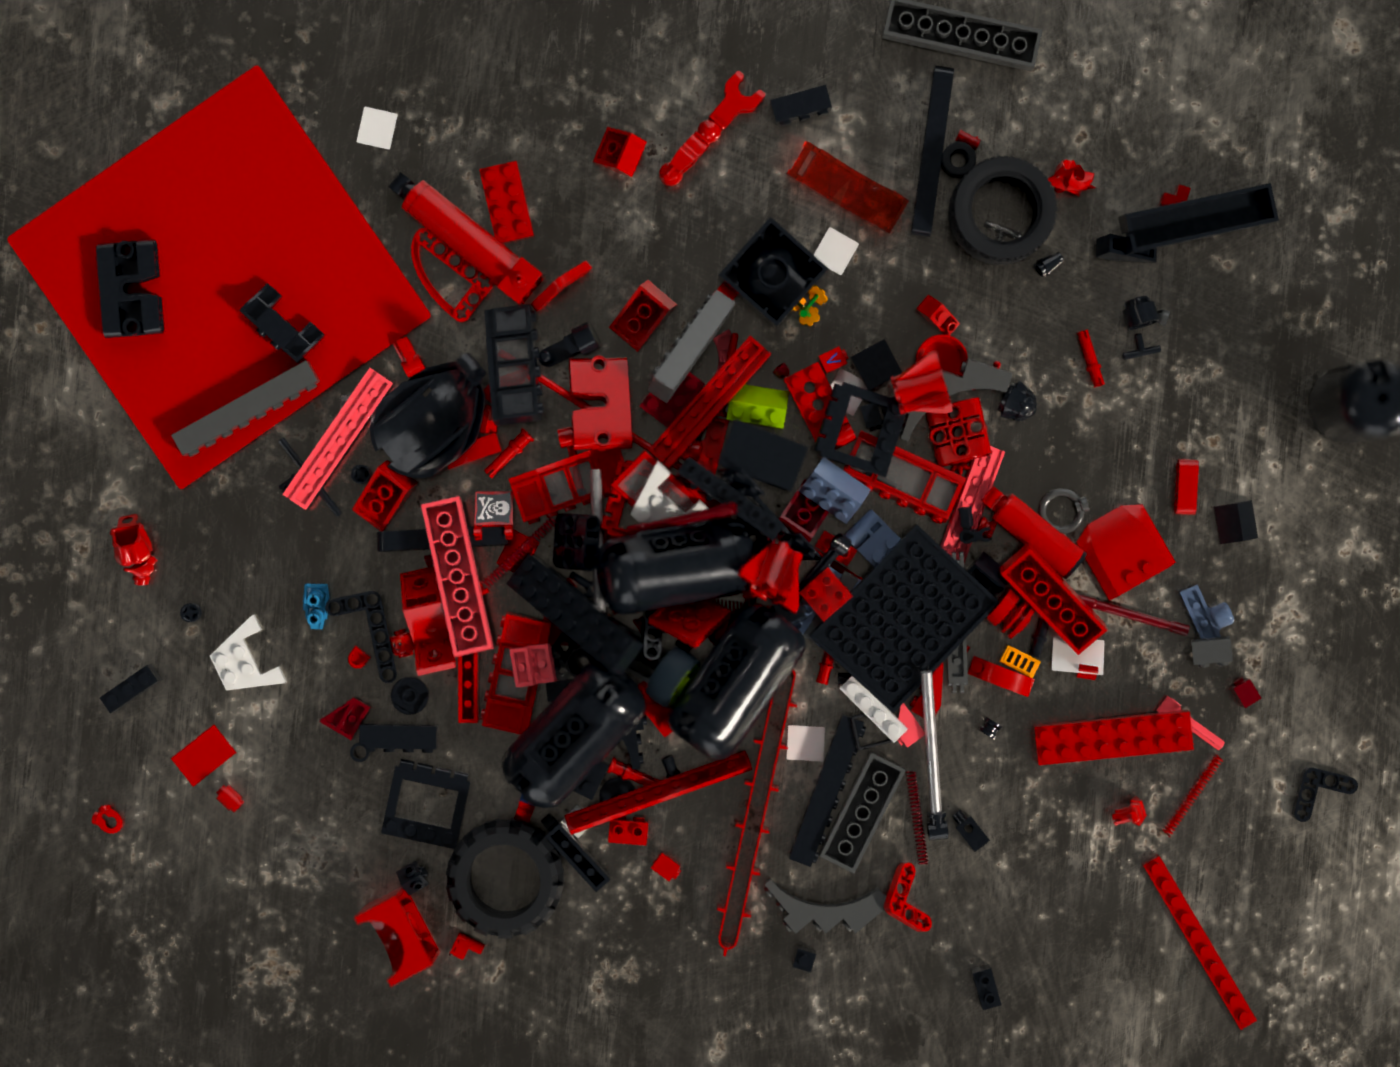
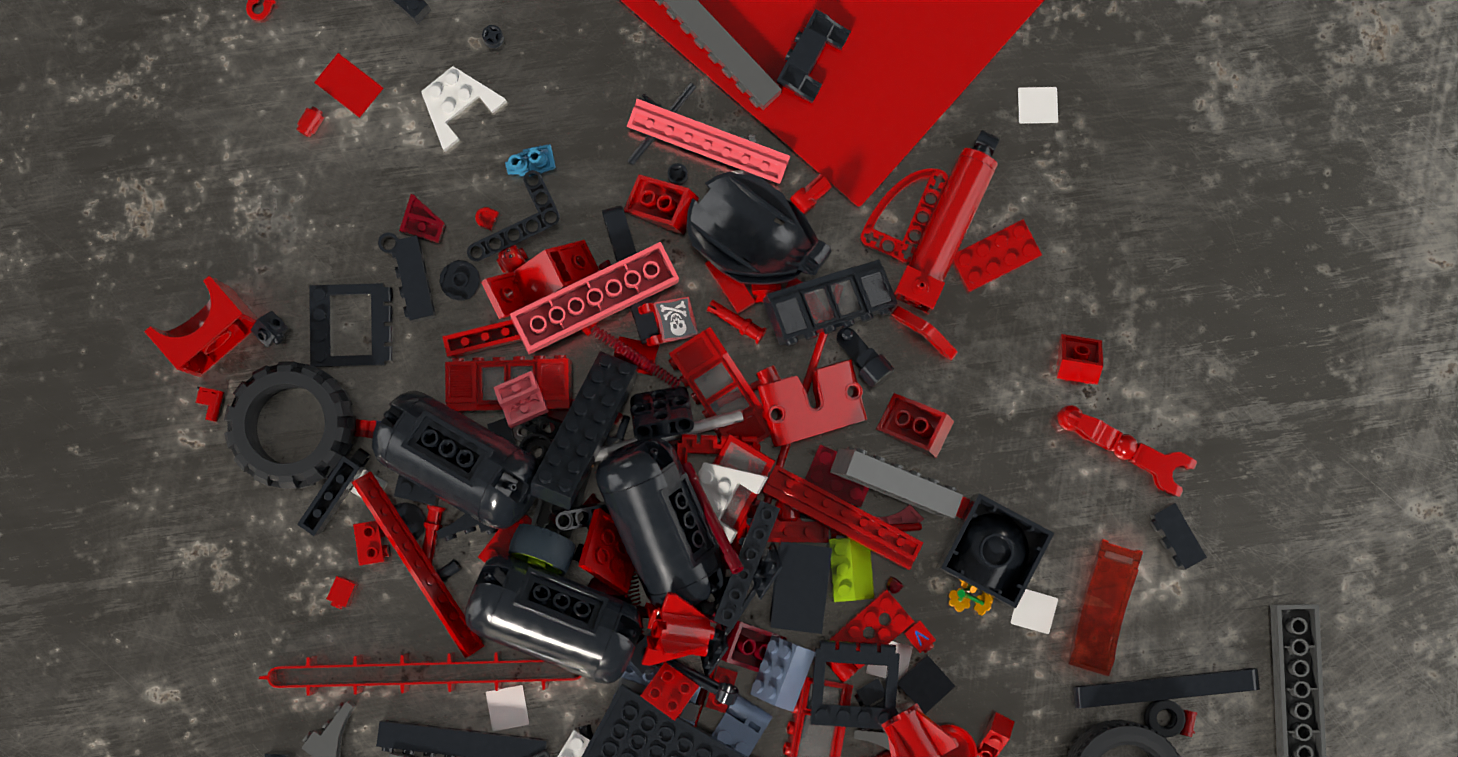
camera: 75 degrees right, 5 degrees down
(825, 669) = (594, 710): red axle -> none

